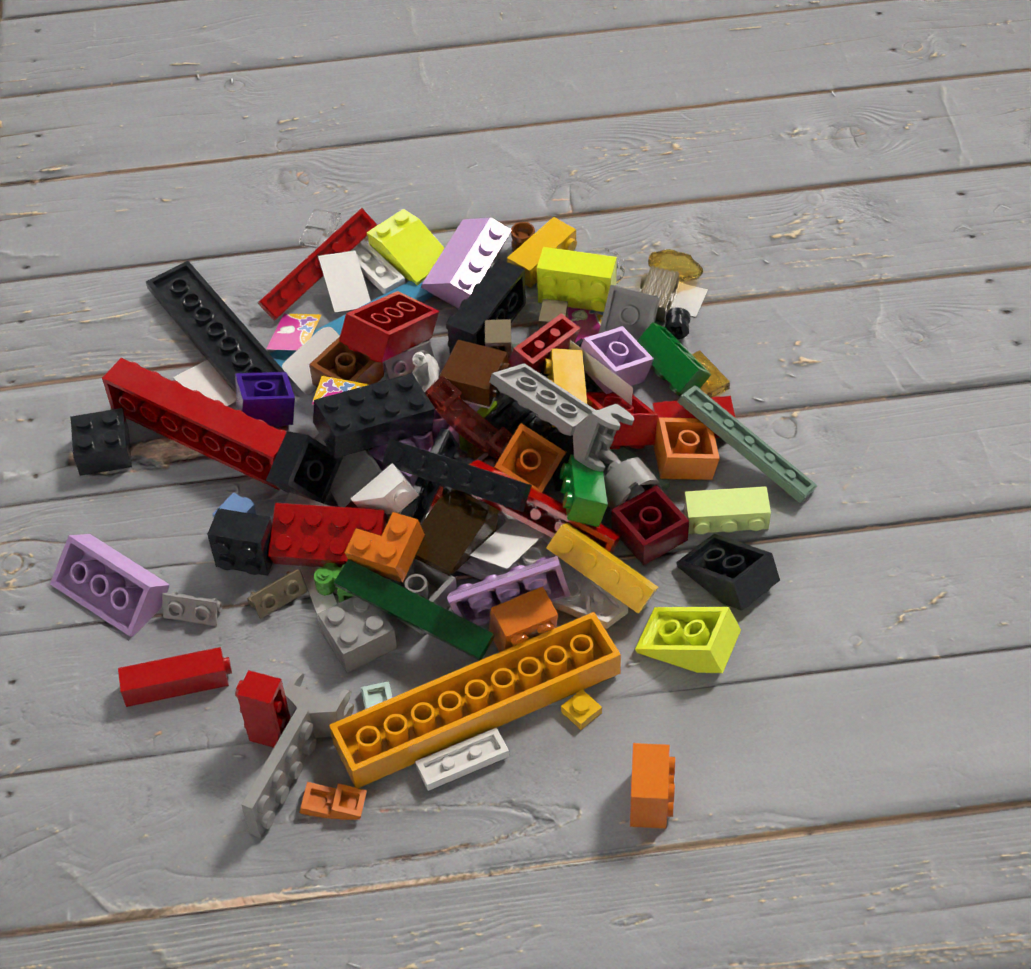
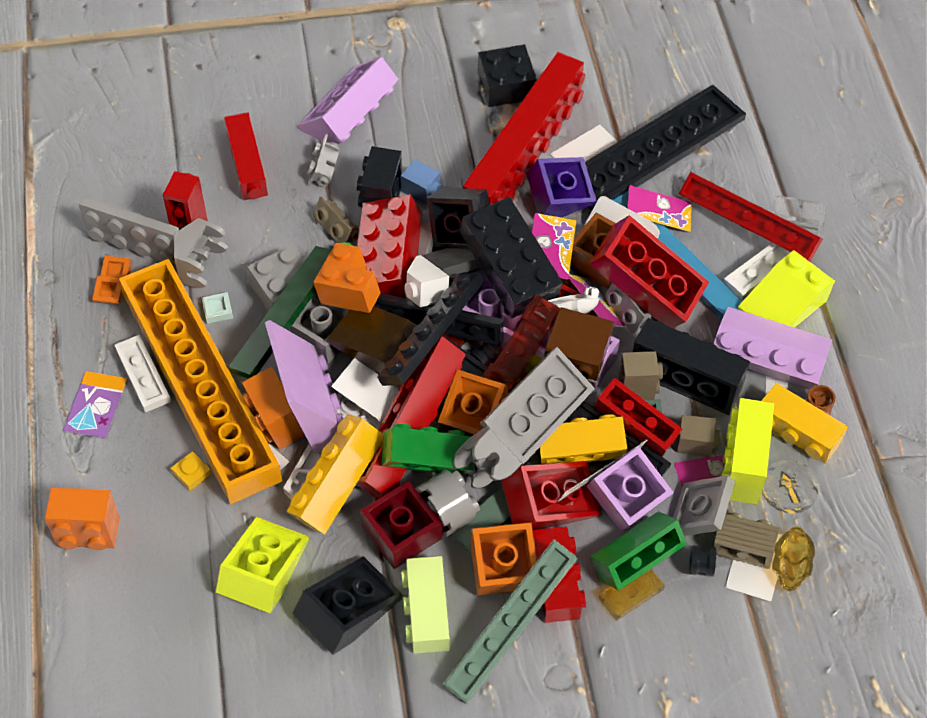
camera: 85 degrees right, 5 degrees up
(344, 280) = (731, 242): white sticker -> none
(494, 808) = (95, 404): none -> sticker

